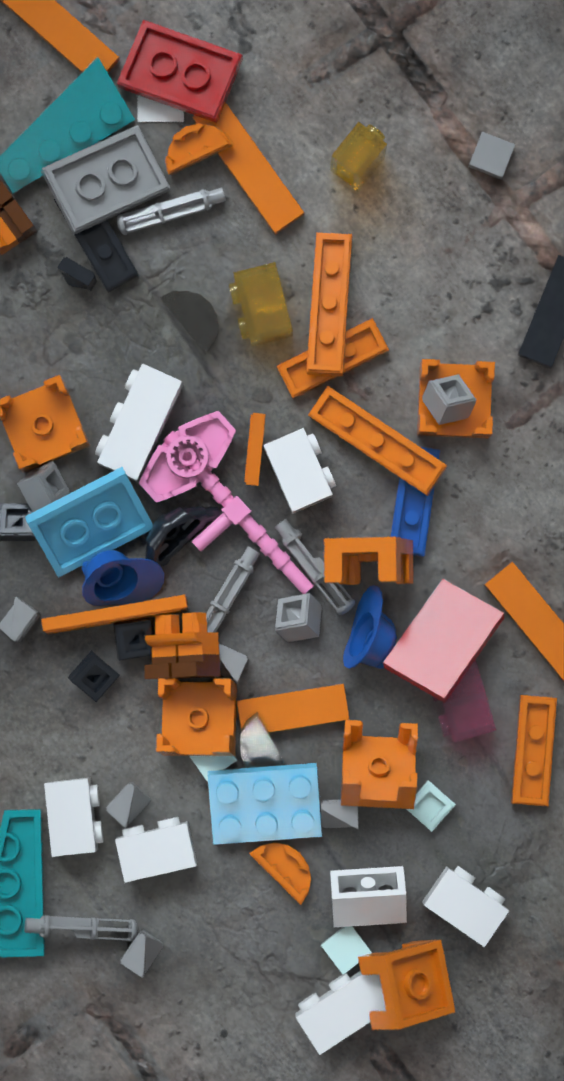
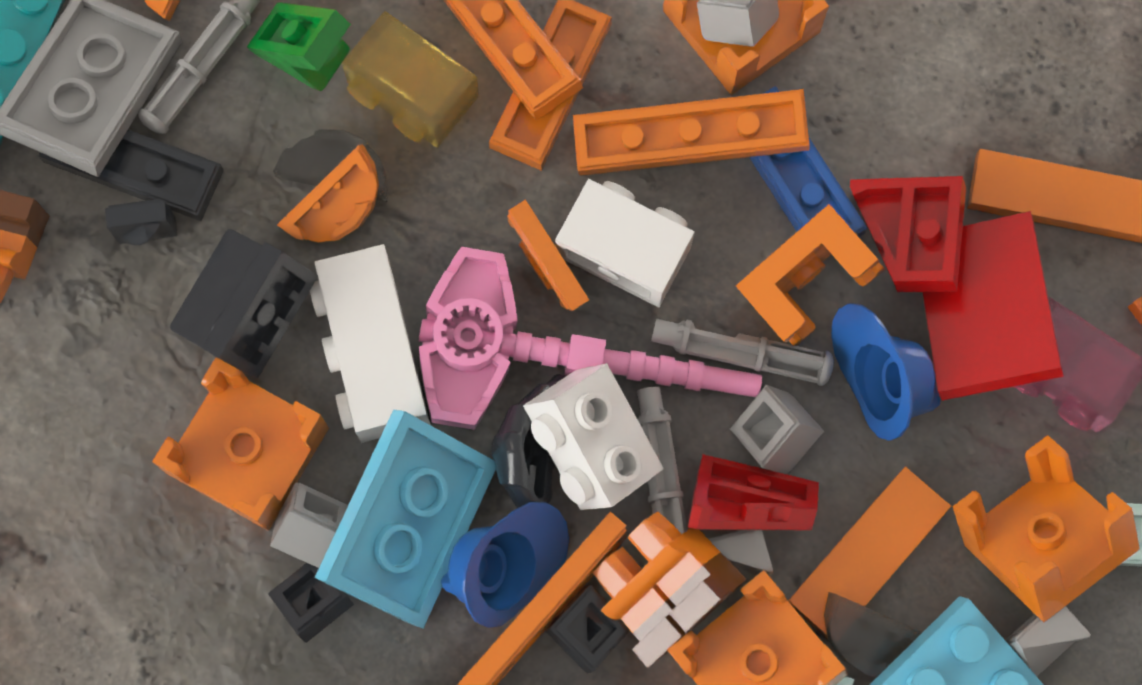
camera: 40 degrees left, 10 degrees down
(93, 355) = (243, 302): none -> black bracket
(178, 339) = (338, 202): none -> orange tile
(204, 553) = (593, 438): none -> white brick
(224, 240) = (303, 42): none -> green slope
(256, 640) = (750, 498): none -> red wing
(443, 576) = (915, 228): none -> red wing

